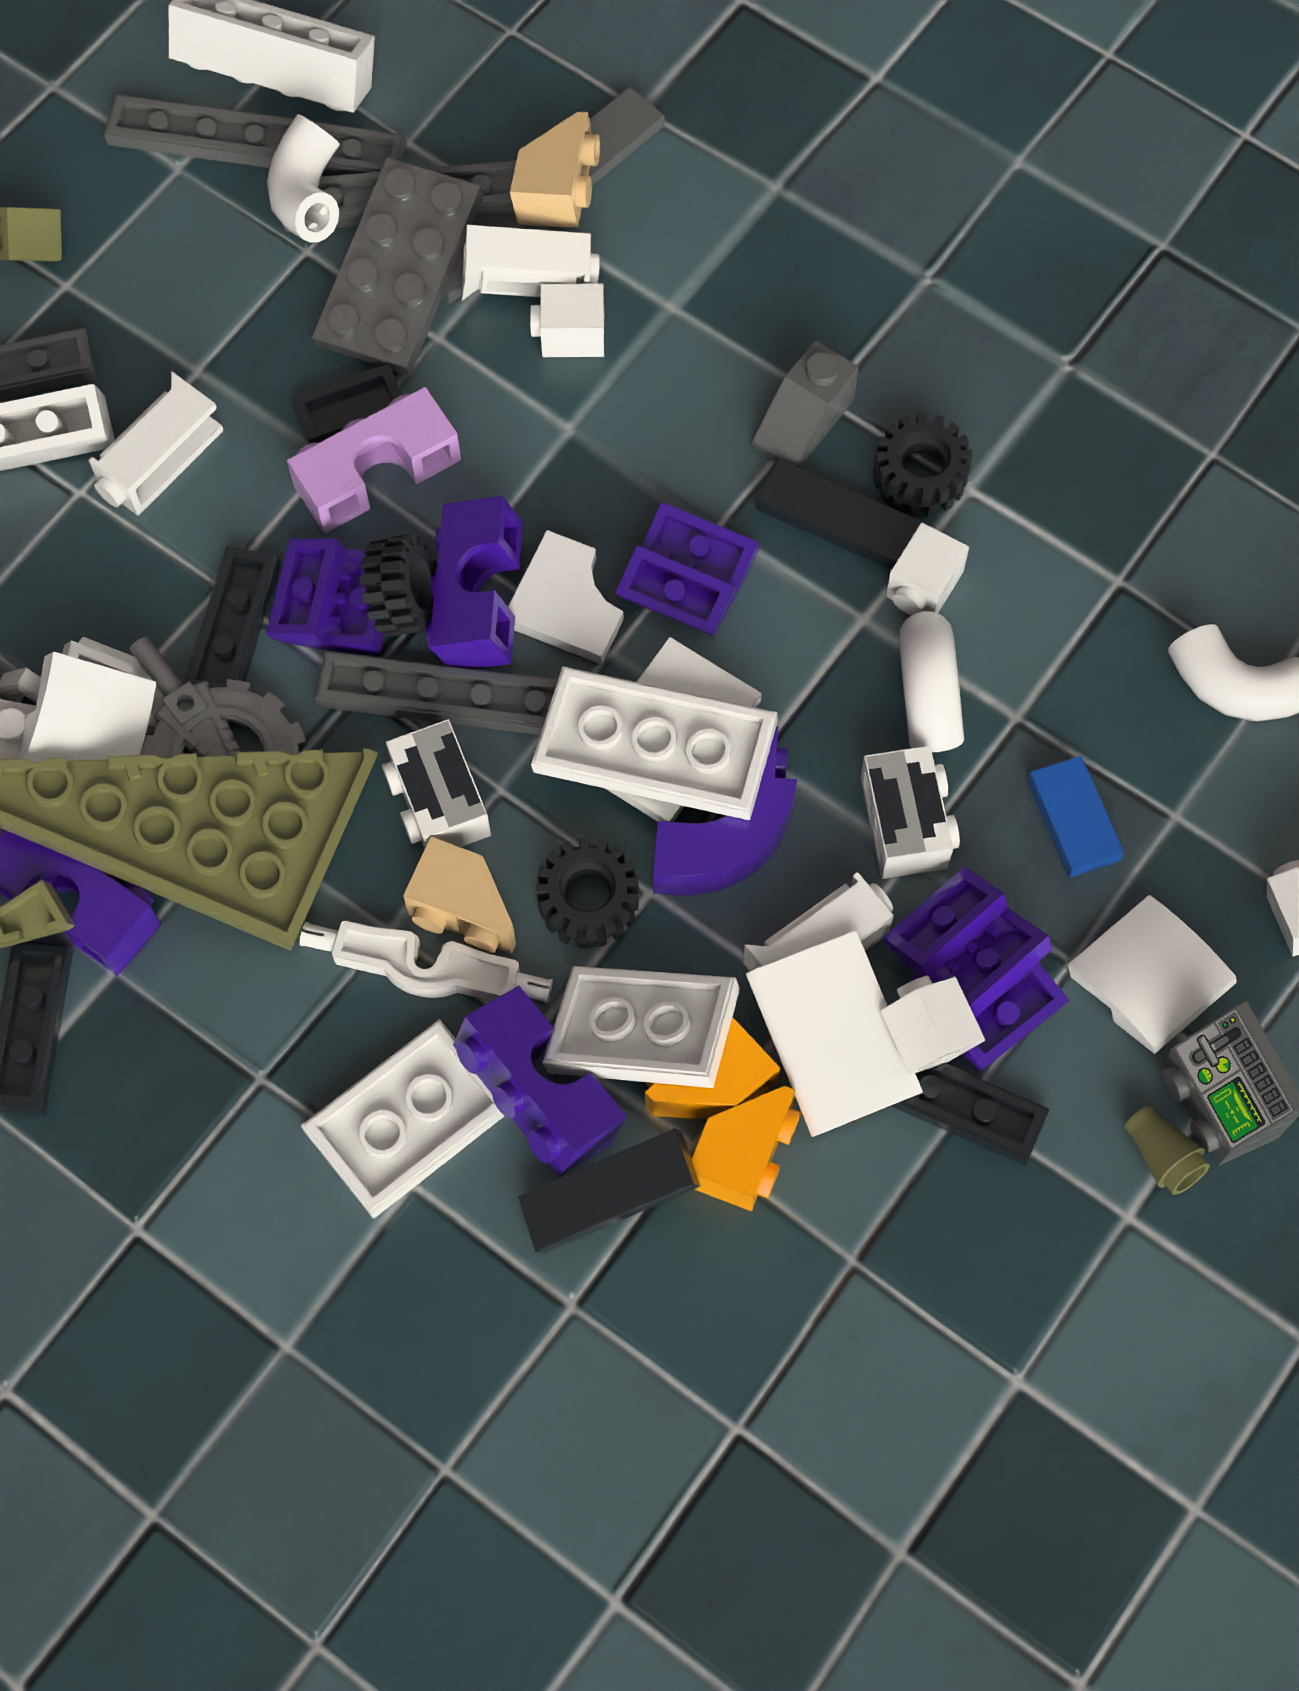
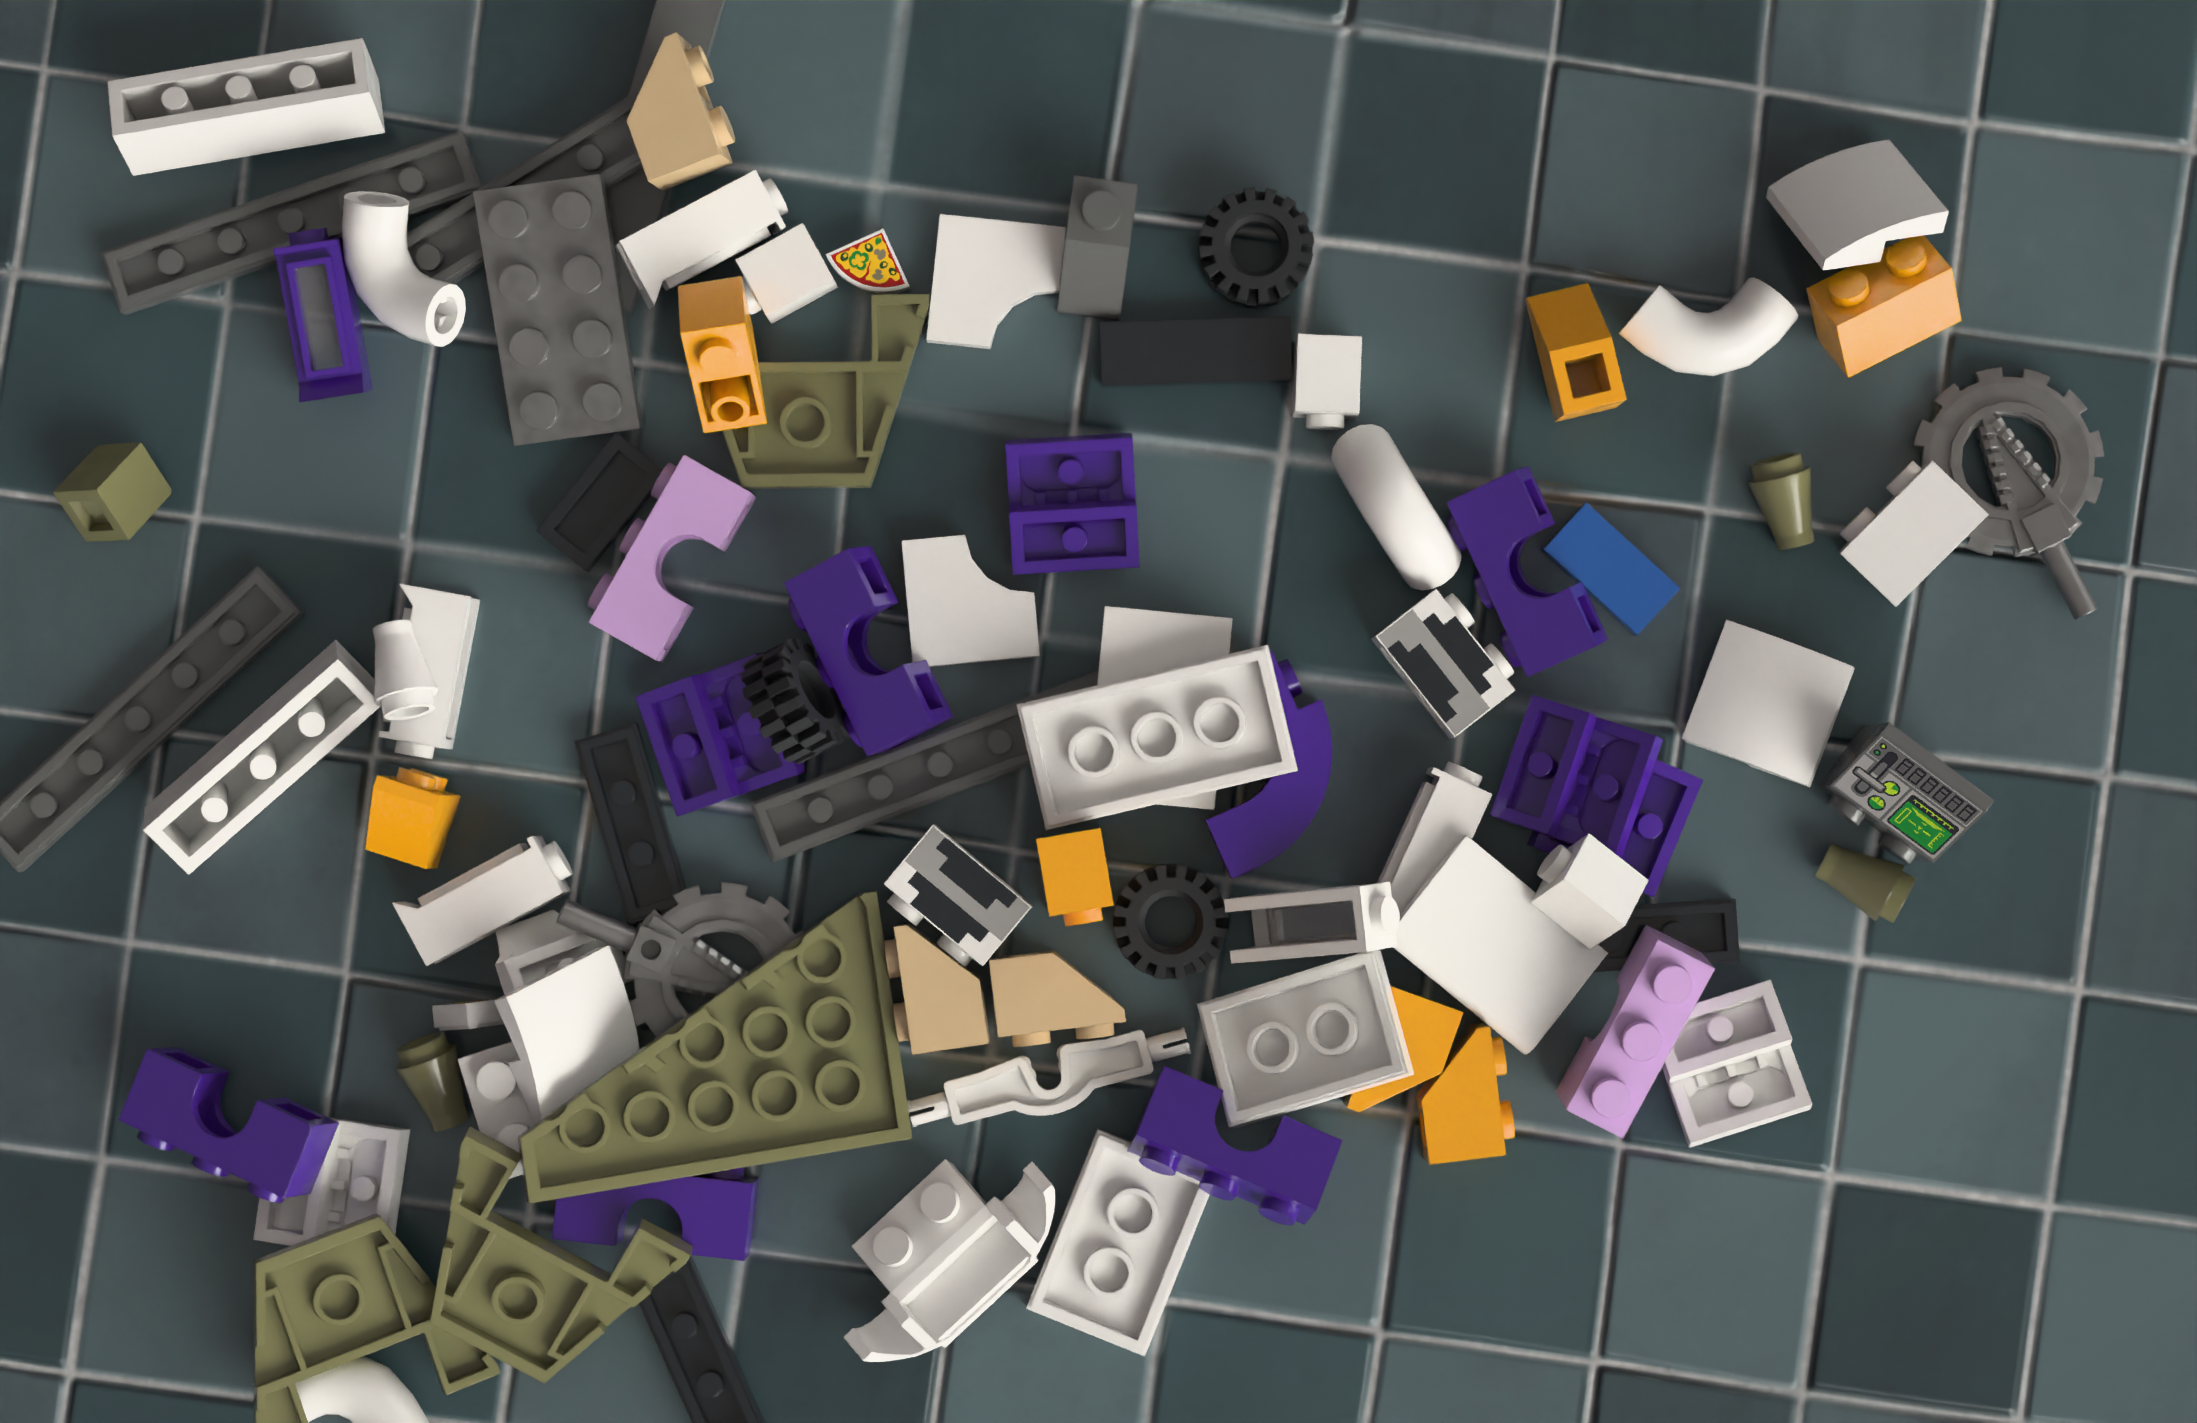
camera: 30 degrees left, 20 degrees up
(75, 526) = (411, 817): none -> light orange slope
(98, 611) = (485, 899): none -> white window
(130, 421) = (401, 673): none -> white cone
(233, 192) = (322, 317): none -> dark purple window
(263, 1054) = (948, 1259): none -> white plate
(377, 853) = (941, 996): none -> tan slope
(492, 335) = (721, 354): none -> light orange slope
(533, 421) = (831, 417): none -> olive wing
(534, 805) = (1075, 876): none -> light orange brick
(609, 1191) = (1363, 1218): black tile -> none
(635, 348) = (870, 265): none -> tile
(701, 932) = (1318, 922): none -> white window
(711, 393) = (985, 272): none -> white tile
(912, 1157) = (1652, 1006): none -> lavender arch
(978, 1239) = (1734, 1066): none -> white slope
(1003, 732) = (1494, 528): none -> dark purple arch
(1126, 649) = (1575, 352): none -> light orange slope
(1241, 827) = (1784, 497): none -> olive cone

